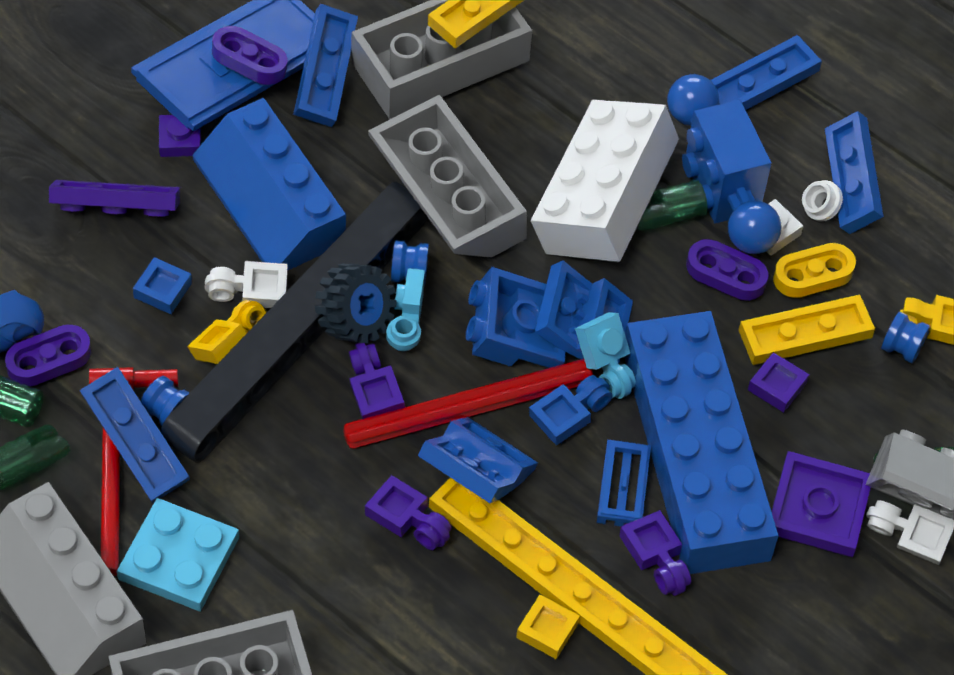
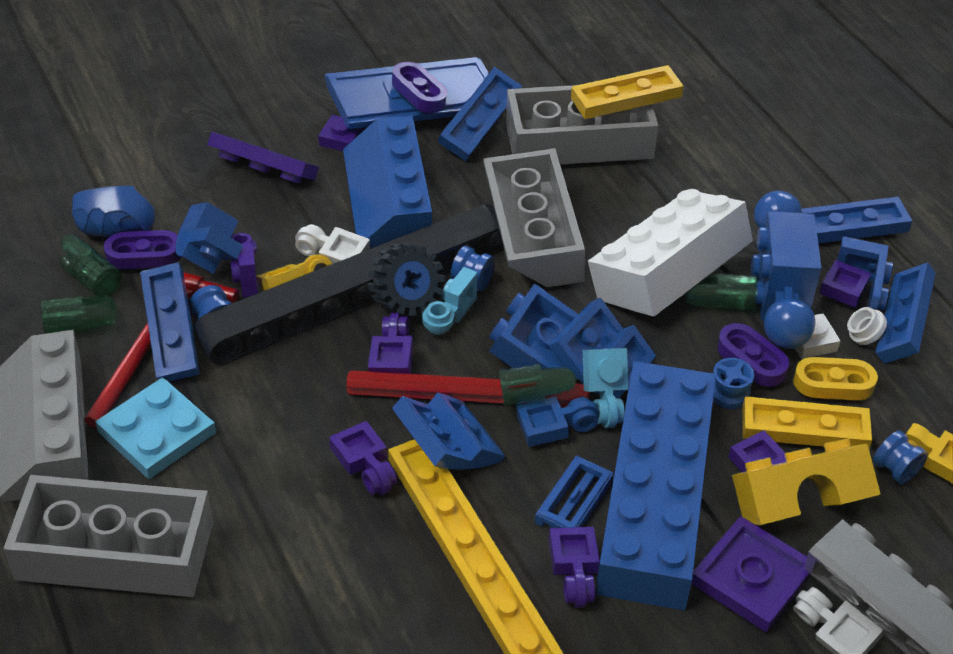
camera: 25 degrees right, 10 degrees down
(114, 321) = (207, 237): none -> blue brick
(162, 285) = (263, 227): blue plate -> none
(175, 342) = (244, 266): none -> dark purple plate
(541, 379) = (547, 380): none -> clear green hinge
(548, 626) = (439, 592): yellow plate -> none
(728, 304) = (732, 382): none -> blue wheel
(785, 155) = (845, 283): none -> dark purple plate
(798, 124) = (872, 259): none -> blue bracket
(806, 413) = (840, 473): none -> yellow arch

